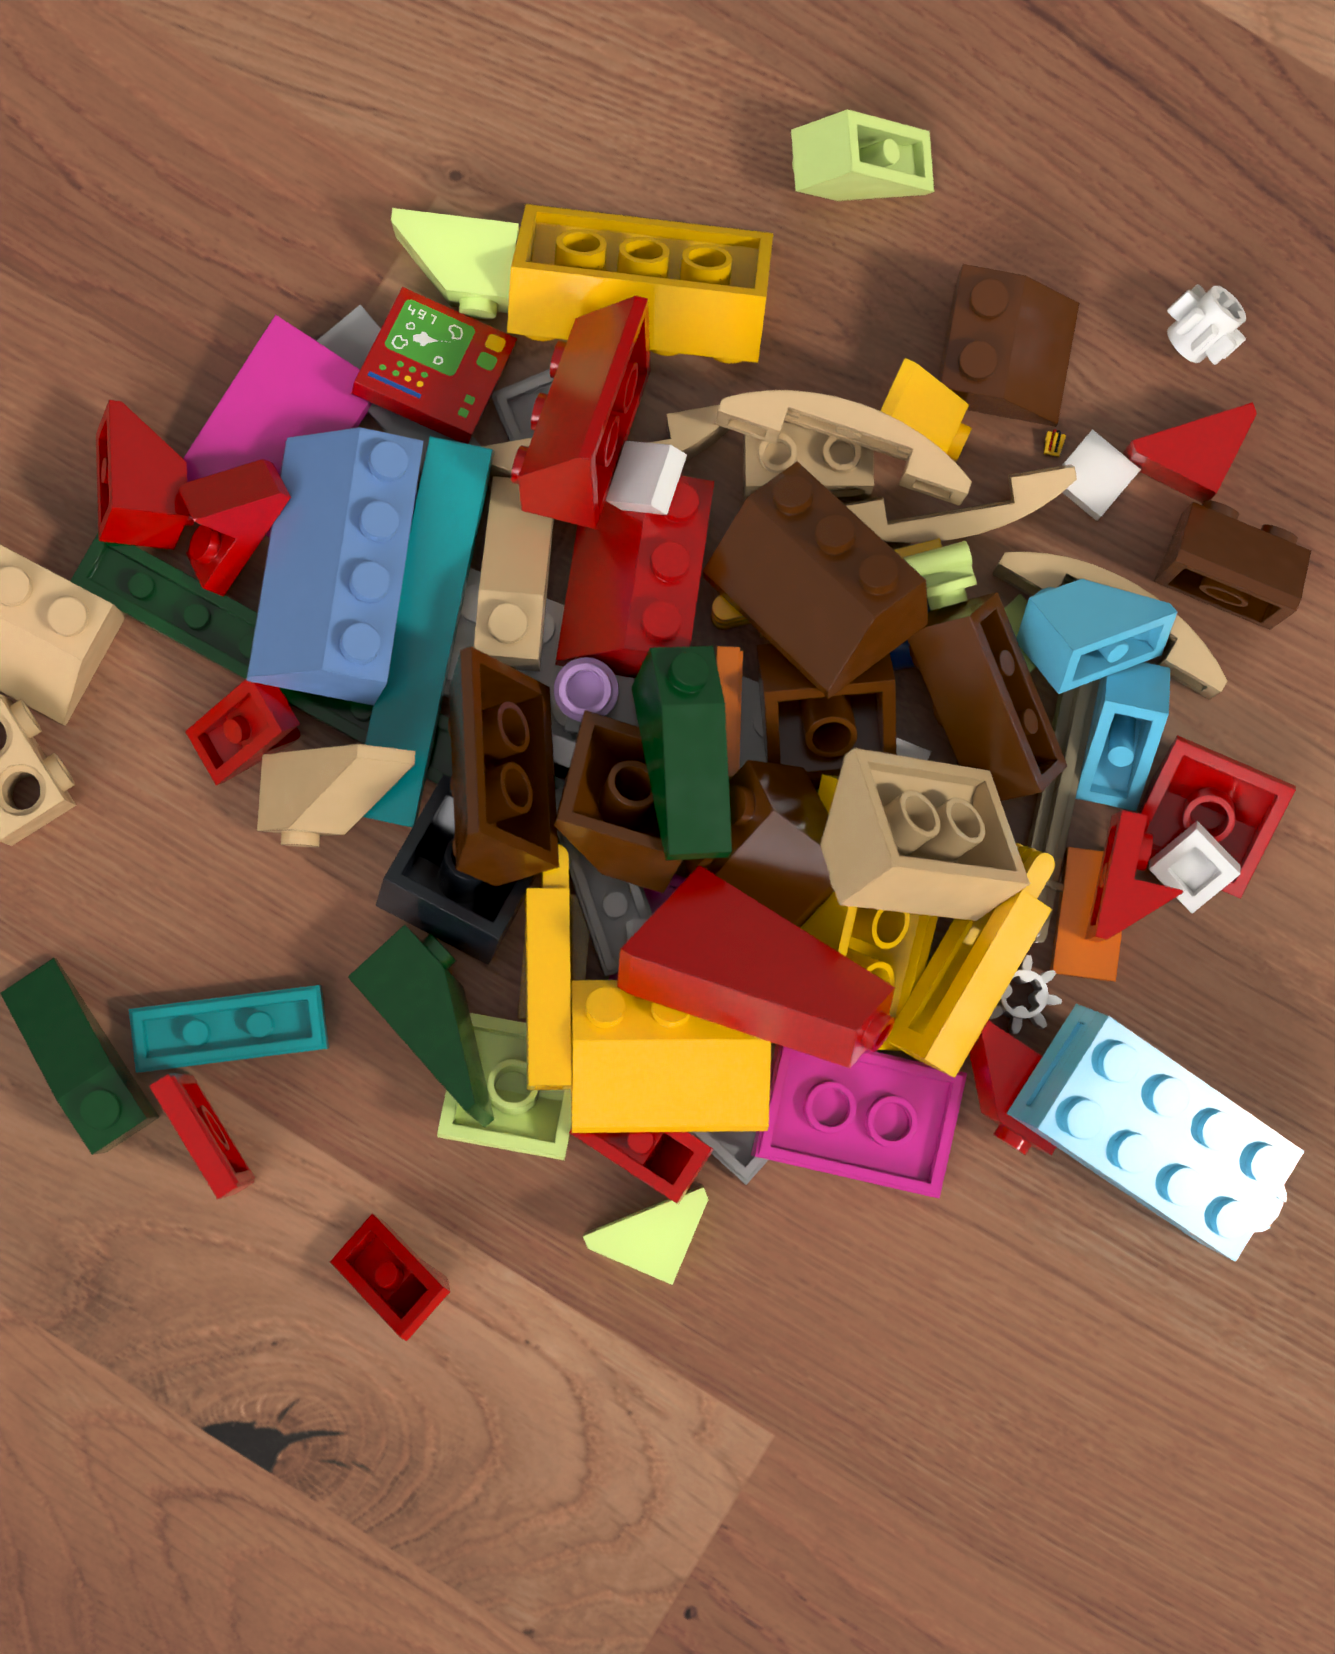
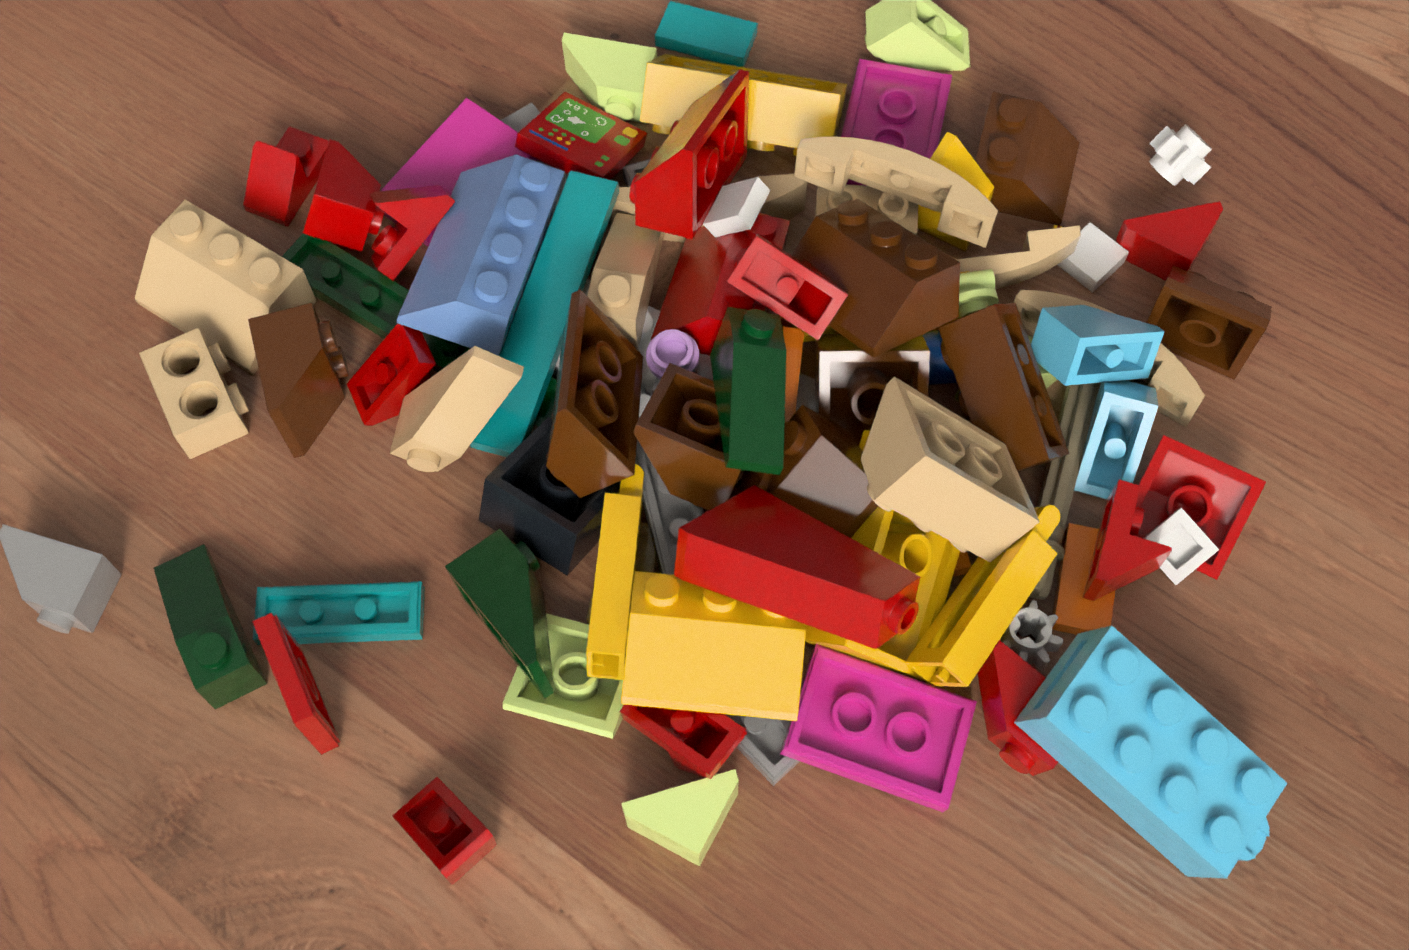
camera: 10 degrees right, 20 degrees down
(55, 439) = (283, 175): none -> red slope
(132, 745) = (299, 372): none -> reddish brown slope
(579, 170) = (706, 34): none -> teal tile
(721, 608) = (788, 286): none -> slope
(836, 299) = (897, 107): none -> dark pink tile

